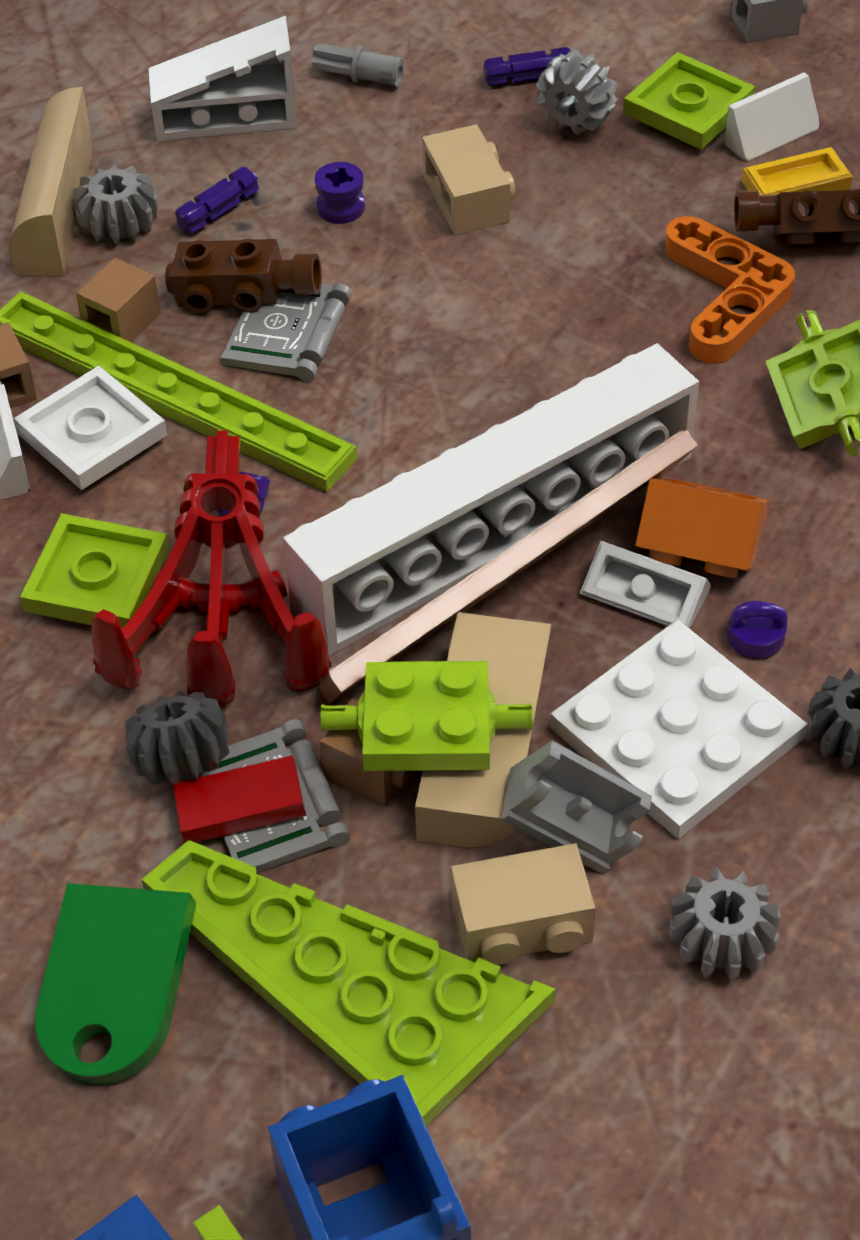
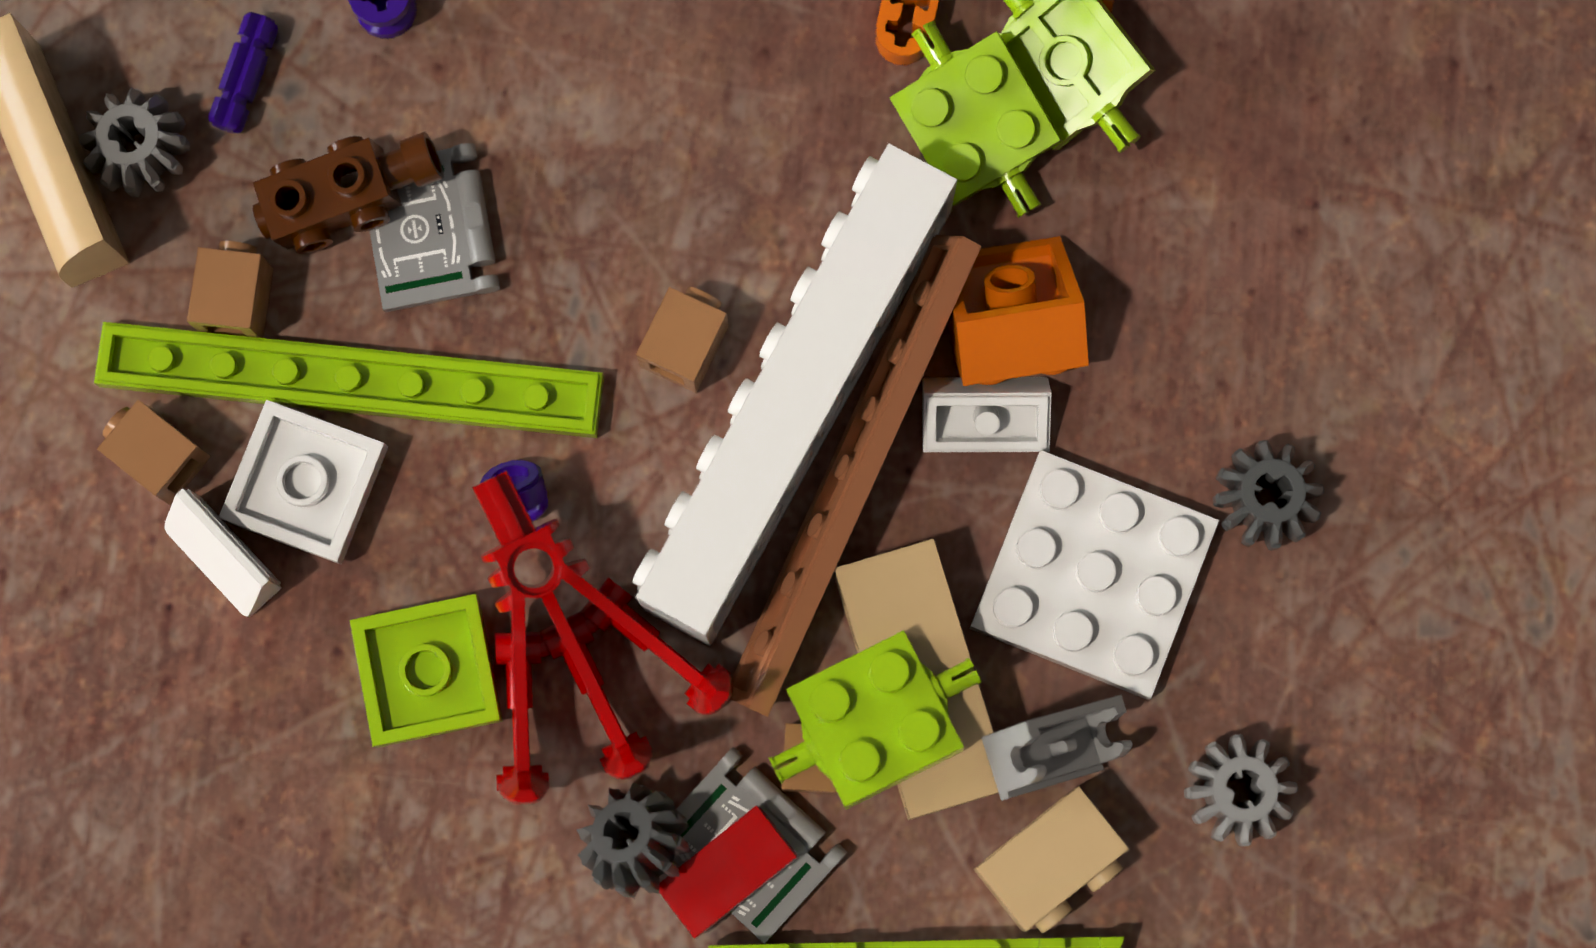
camera: 25 degrees left, 30 degrees up
(426, 434) = (683, 337): none -> medium nougat brick
(744, 396) = (976, 117): none -> lime plate
(757, 629) = (1119, 418): dark purple tile -> none

